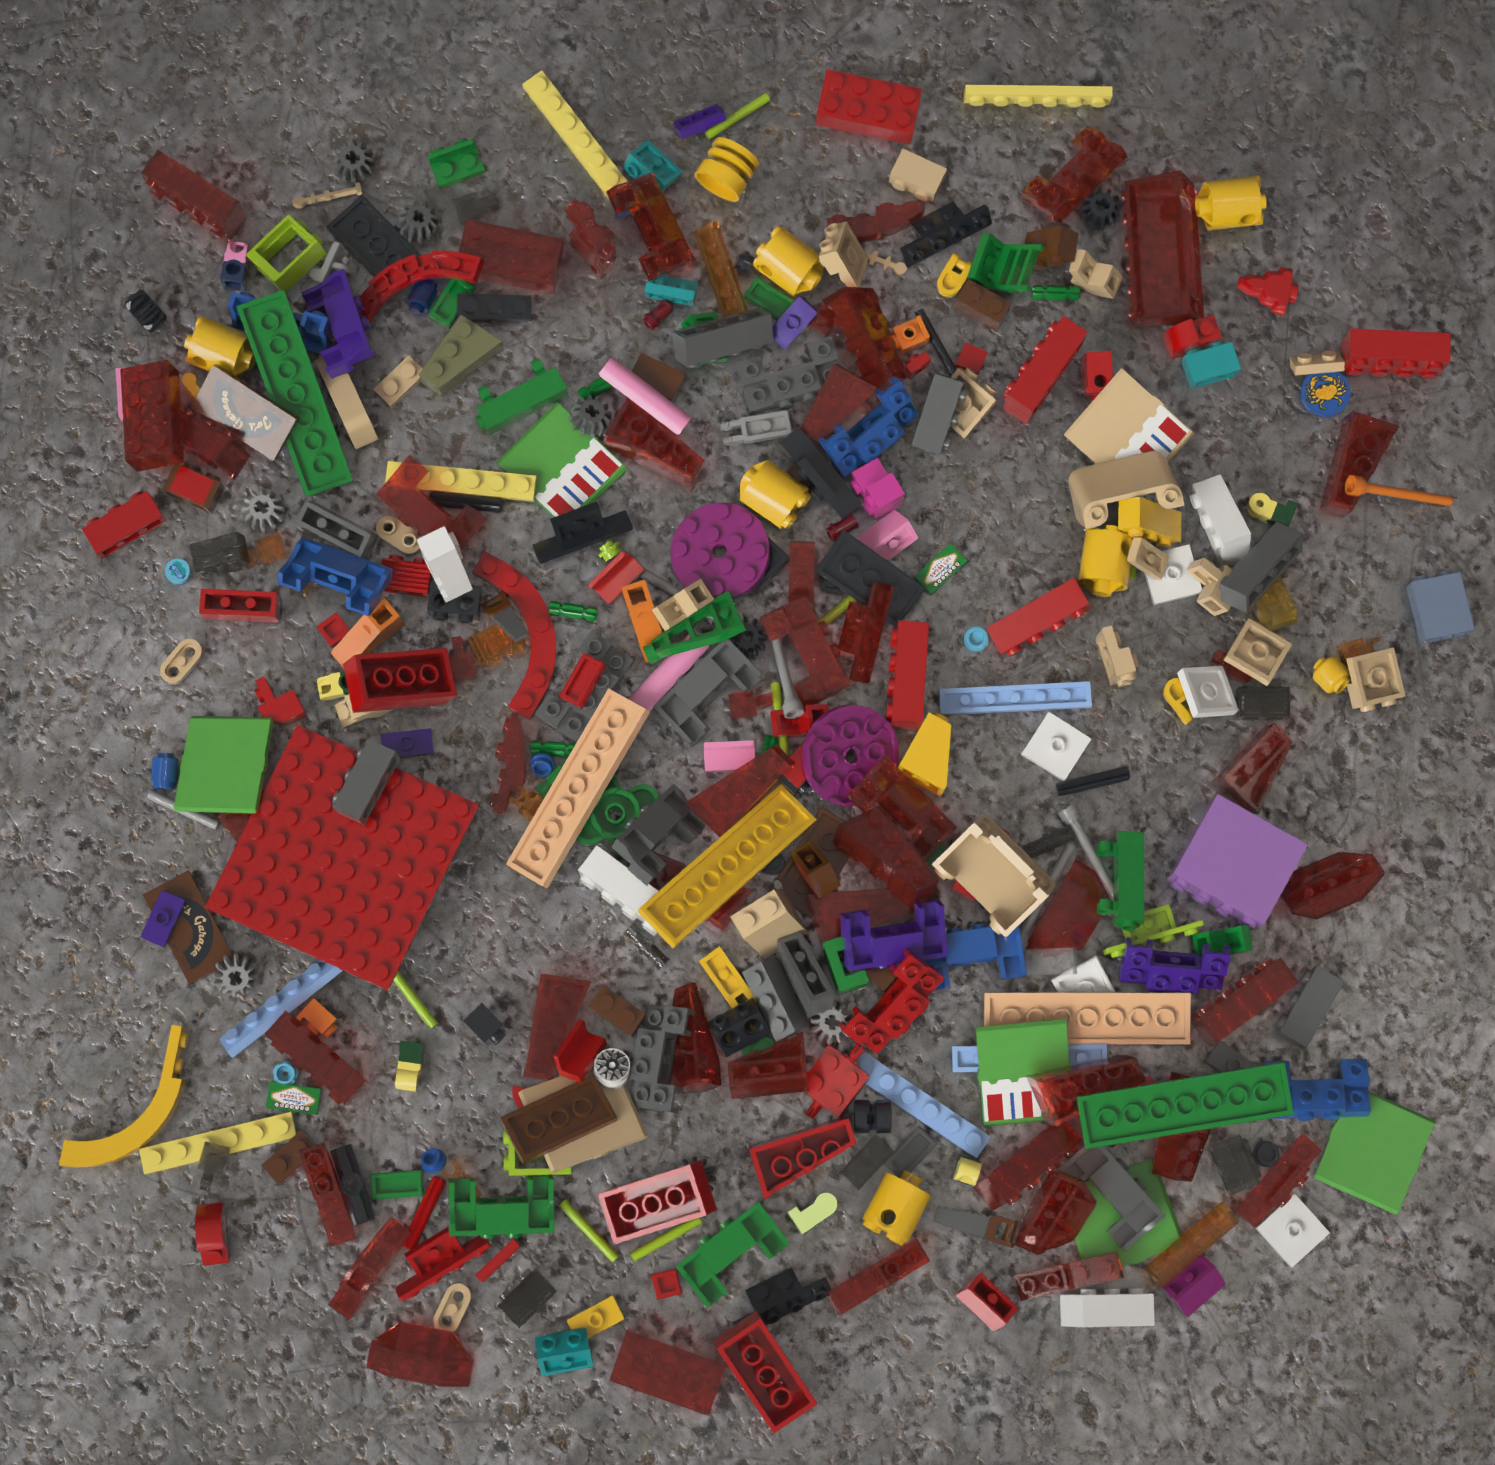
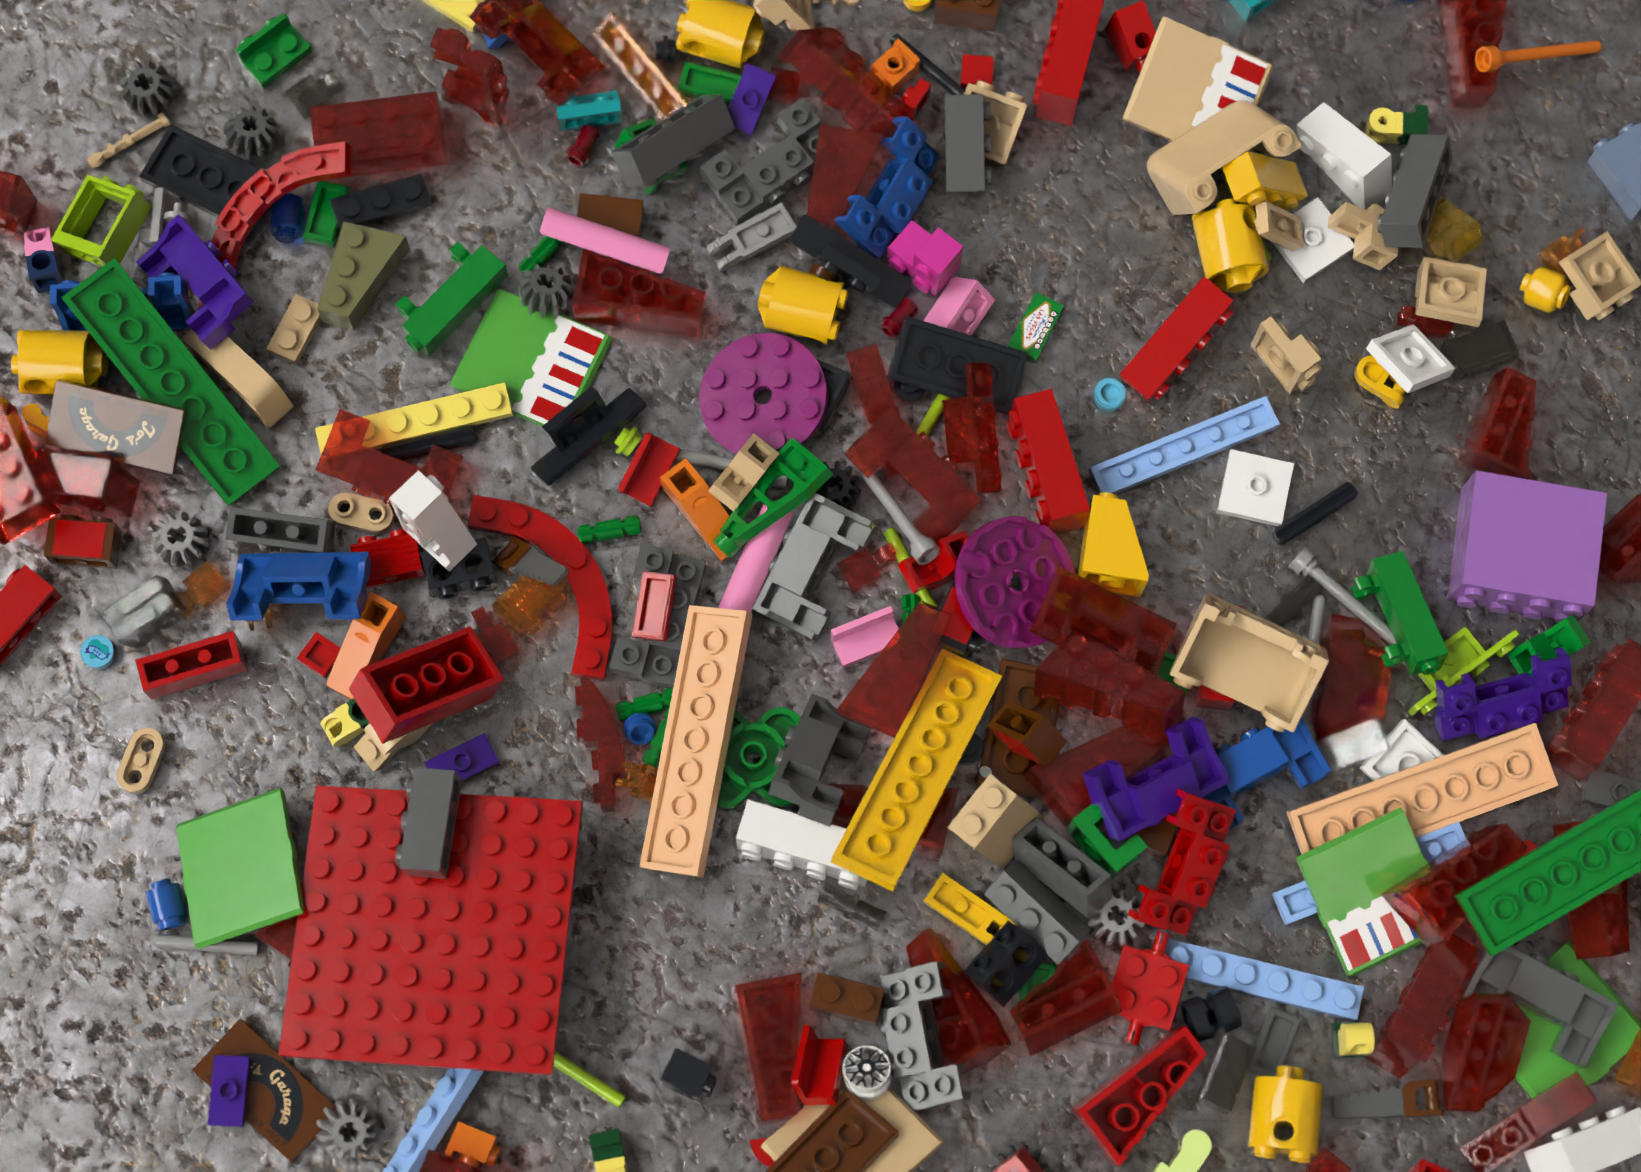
camera: 20 degrees left, 5 degrees down
(284, 709) = (293, 772): red brick -> none

